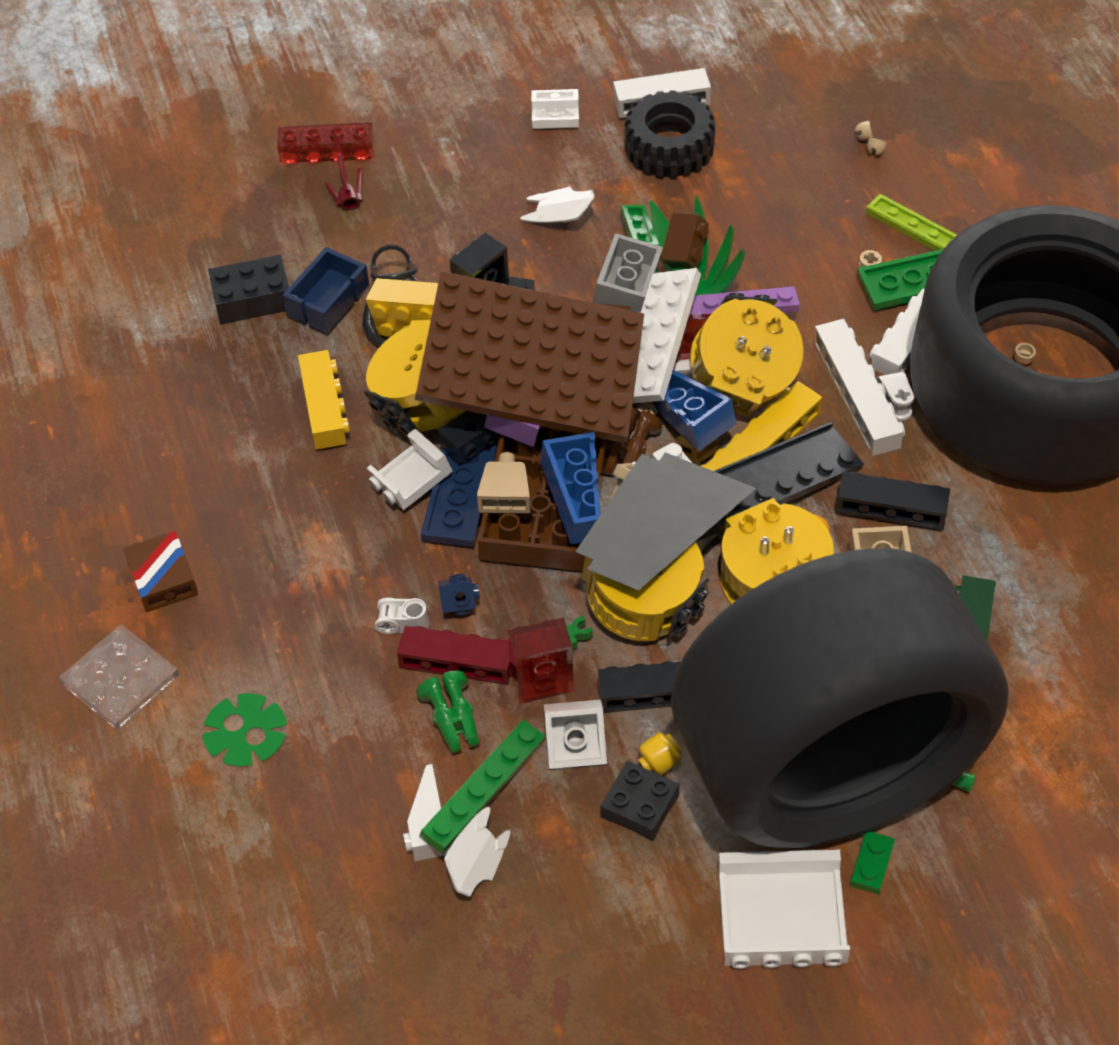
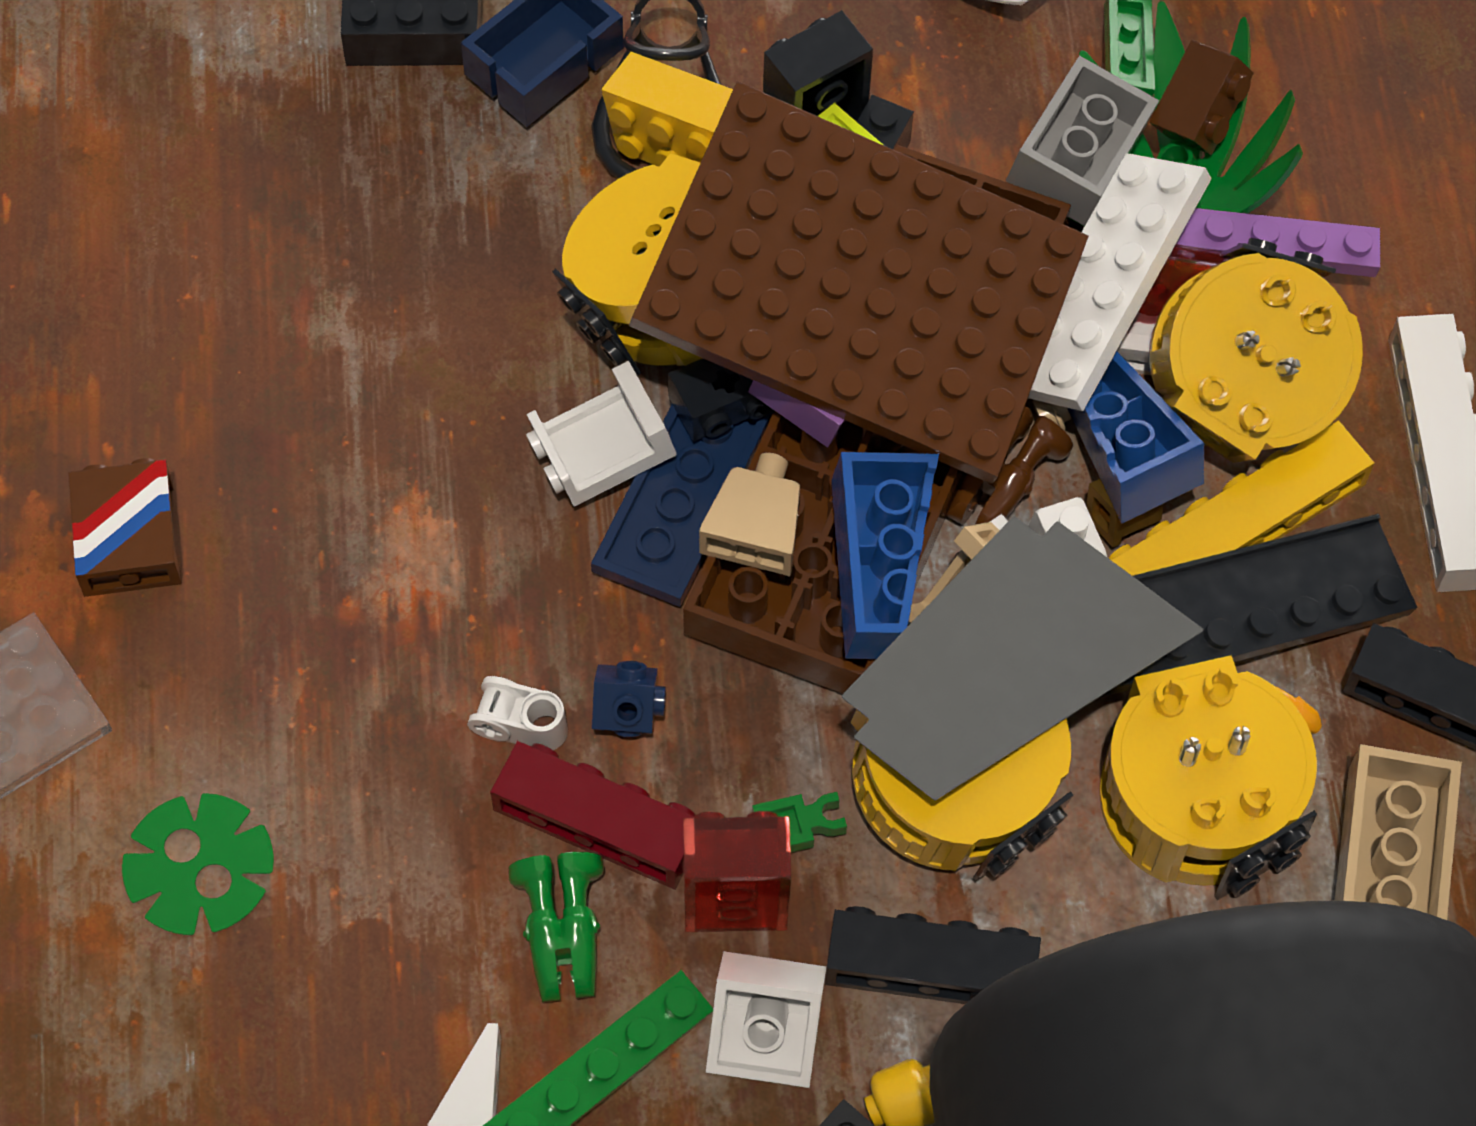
camera: 10 degrees right, 10 degrees up
(322, 399) = (483, 259): yellow brick -> none

